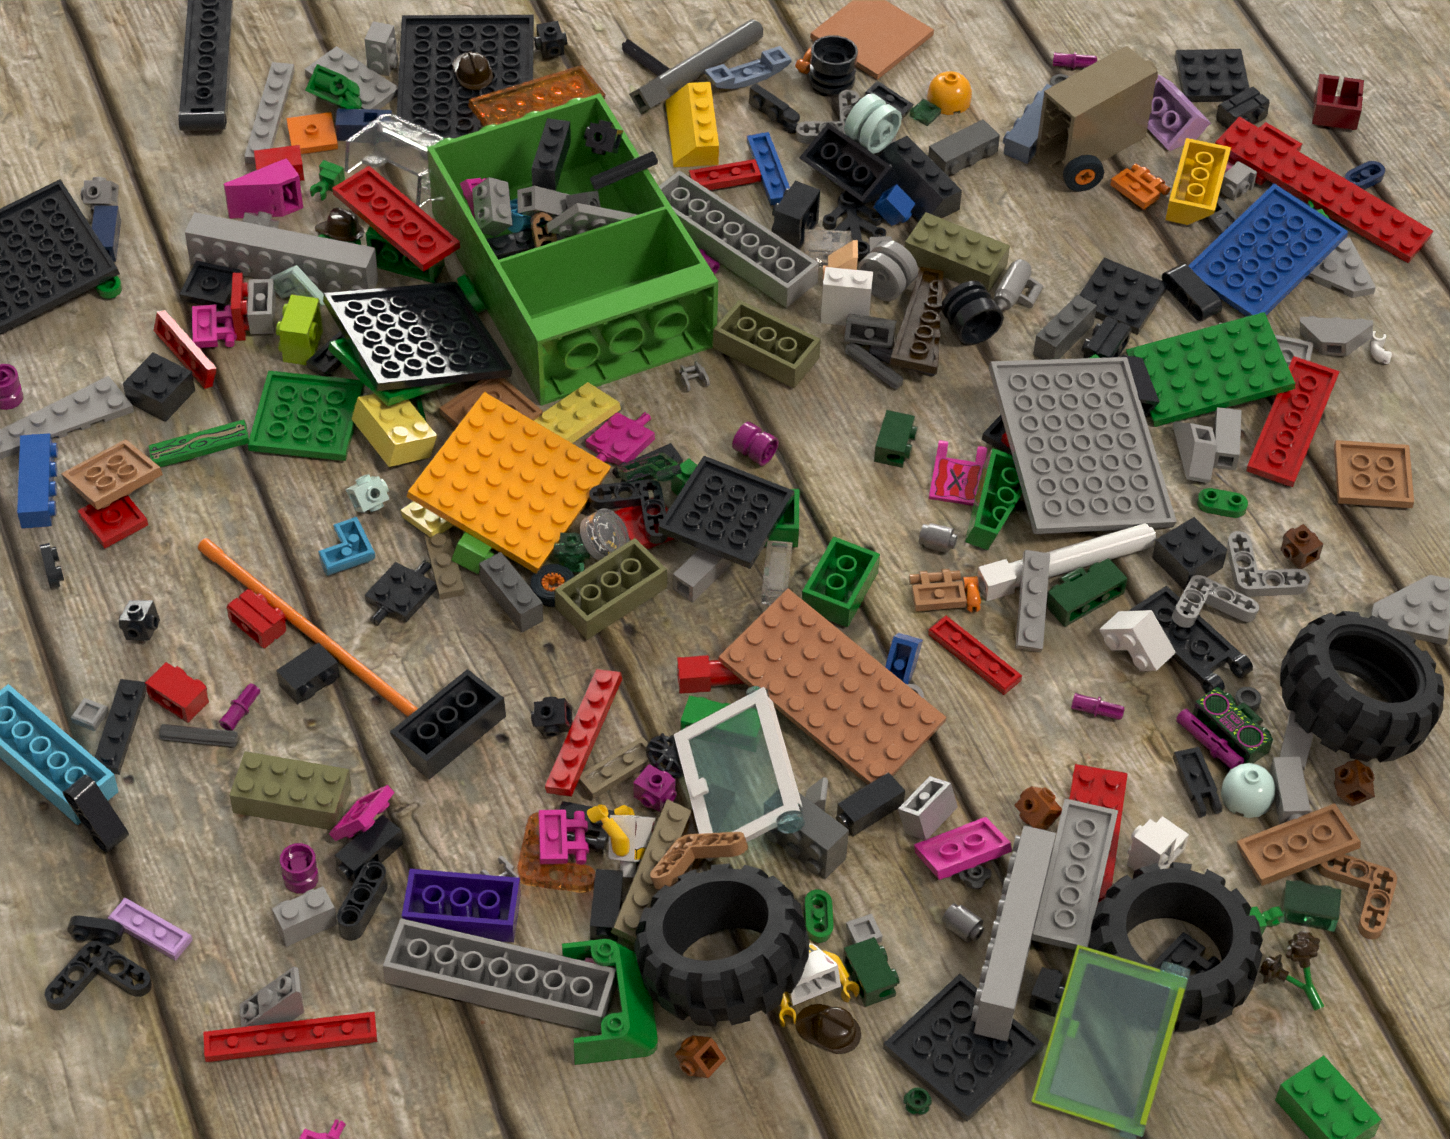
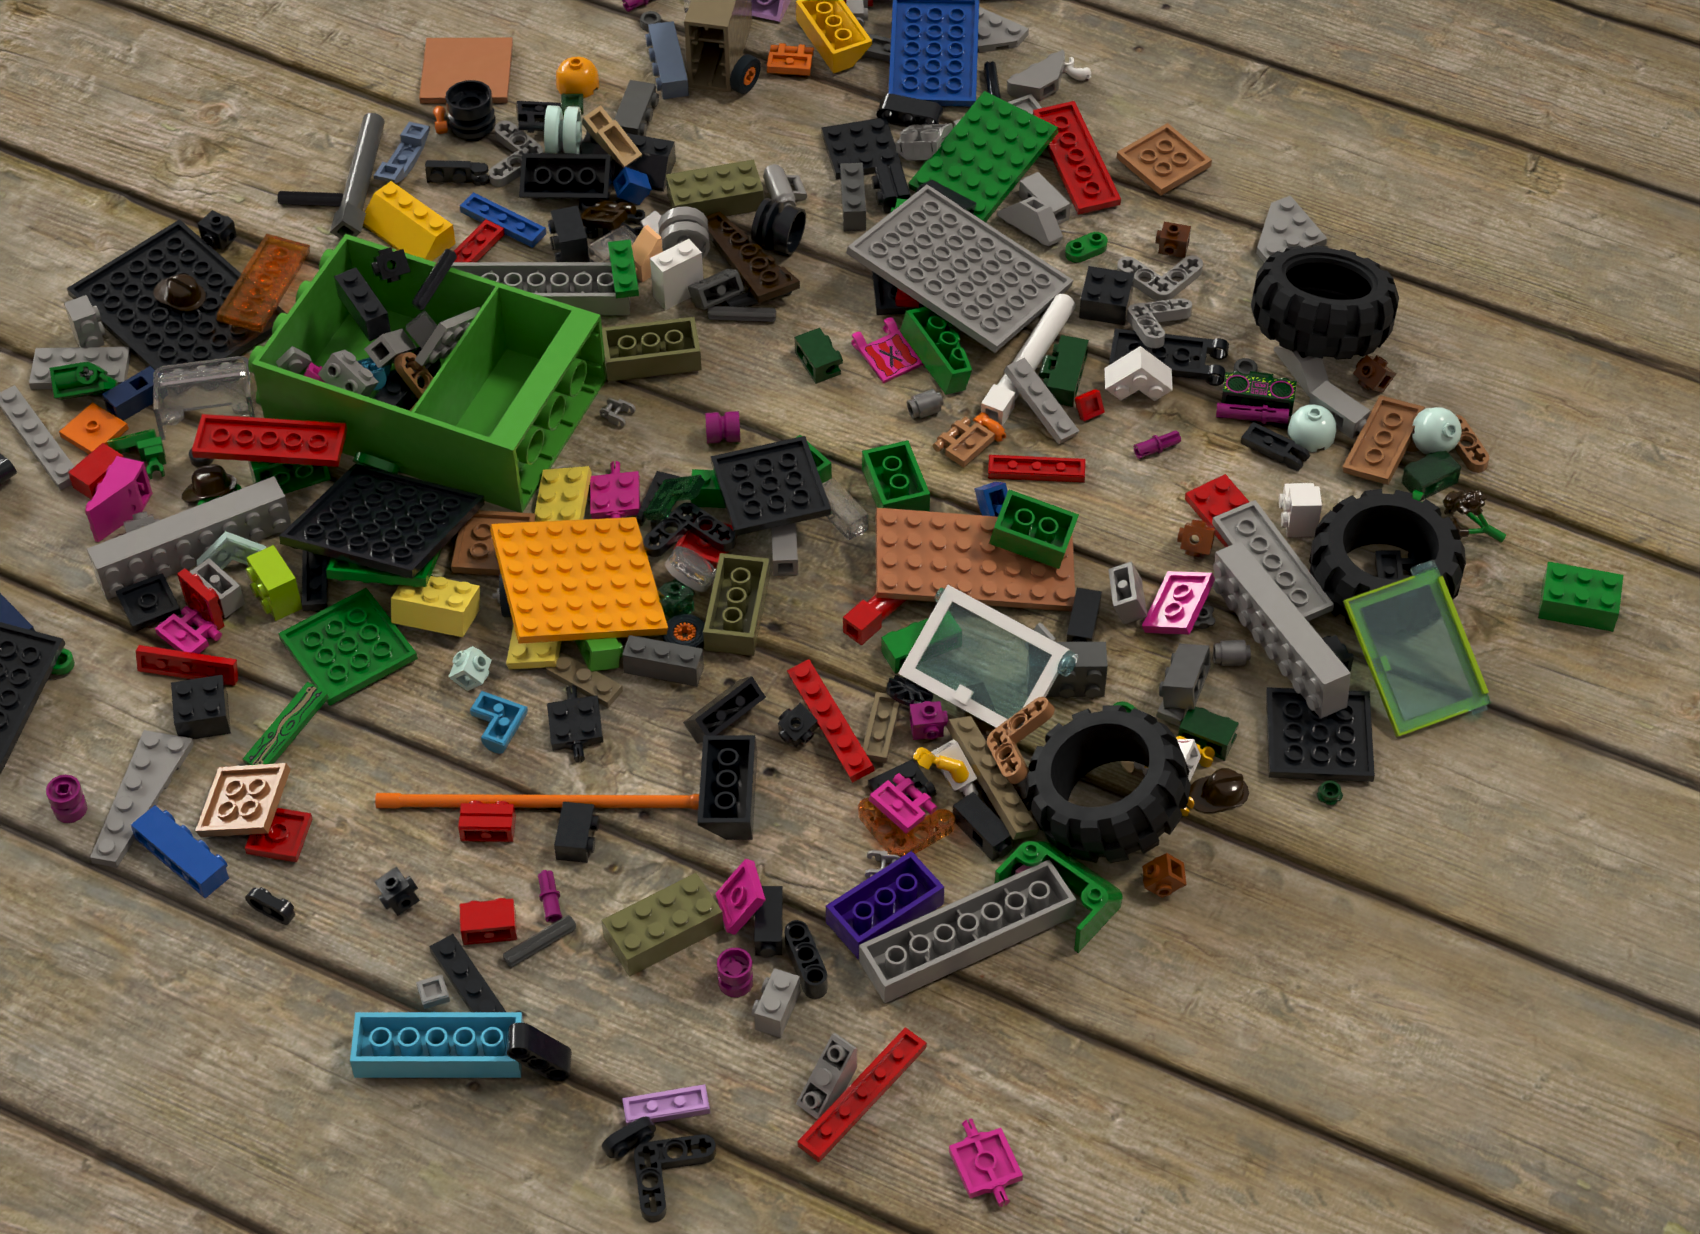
camera: 40 degrees left, 0 degrees up
(316, 156) = (123, 443): none -> green plate
(468, 167) = (294, 360): none -> light grey plate
(511, 662) = (724, 709): none -> black brick
(805, 264) = (623, 269): none -> green plate
(845, 216) = (607, 215): none -> dark brown plate
(894, 696) = (1033, 529): none -> green brick
(896, 911) = (1185, 676): none -> dark grey brick
(908, 152) = (611, 136): none -> tan slope
(1073, 633) = (1089, 405): none -> red tile
(1173, 320) = (922, 141): none -> light grey slope
(1292, 314) = (992, 78): none -> black axle
(1350, 869) = (1436, 430): none -> light aqua cylinder

